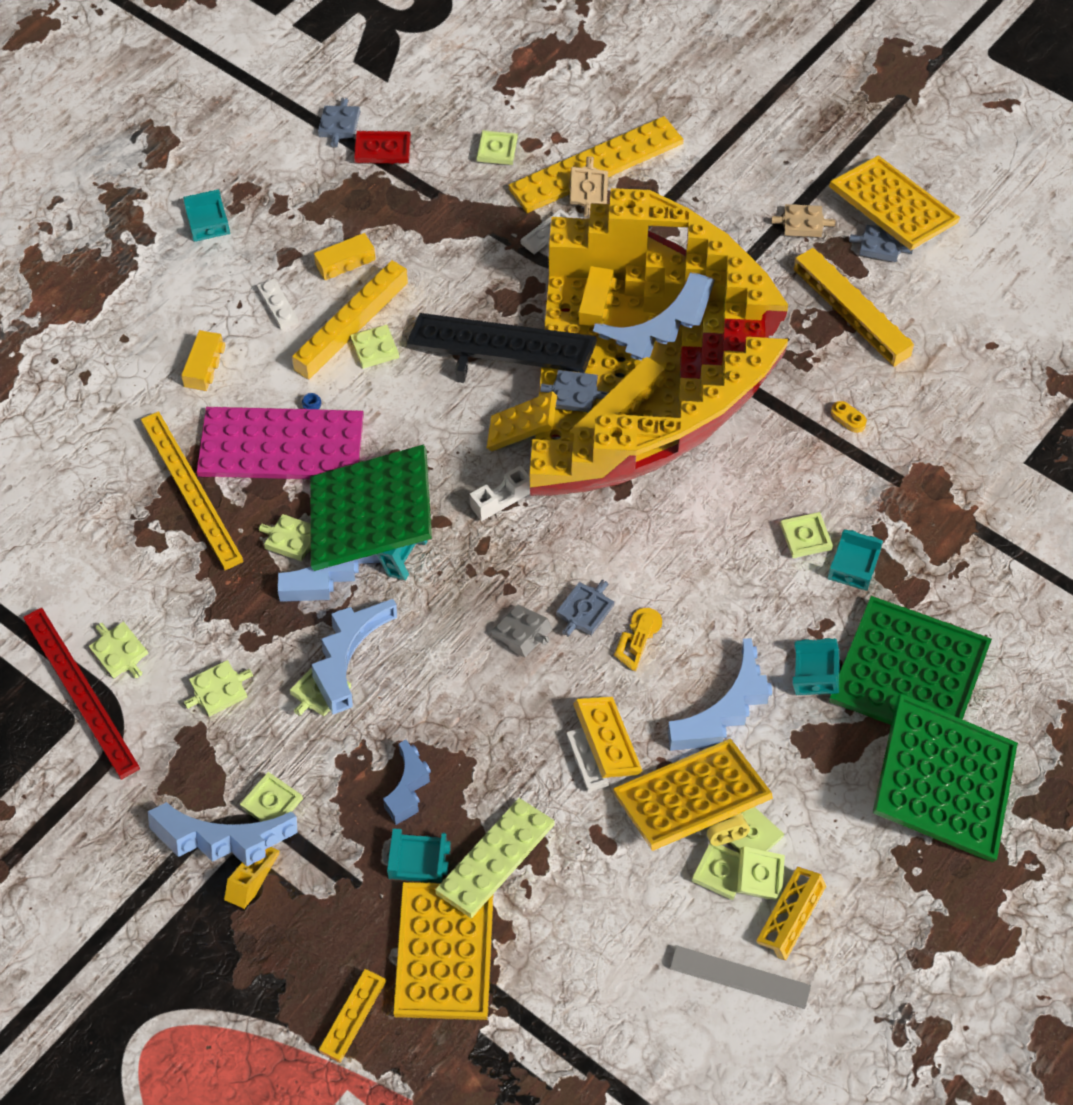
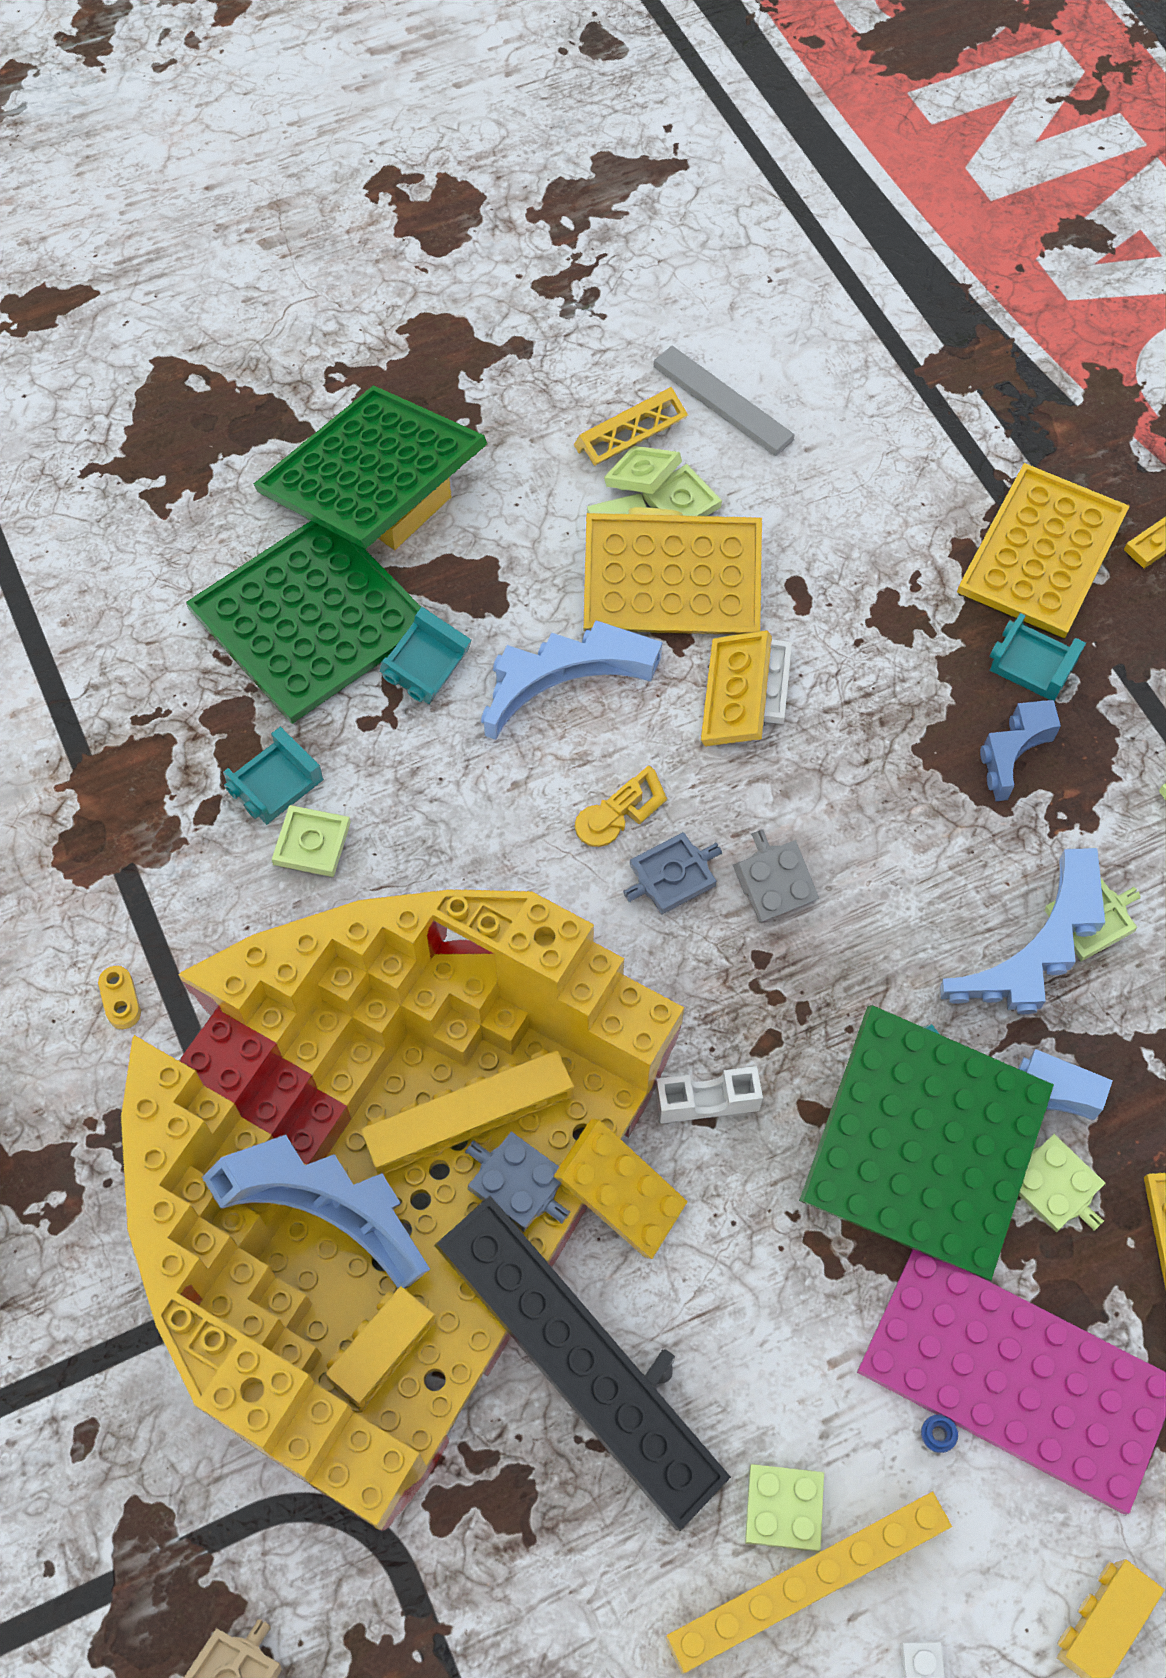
camera: 155 degrees left, 5 degrees up
(494, 857) = (942, 613): yellowish green plate -> none
(540, 235) = (357, 1619): white plate -> none

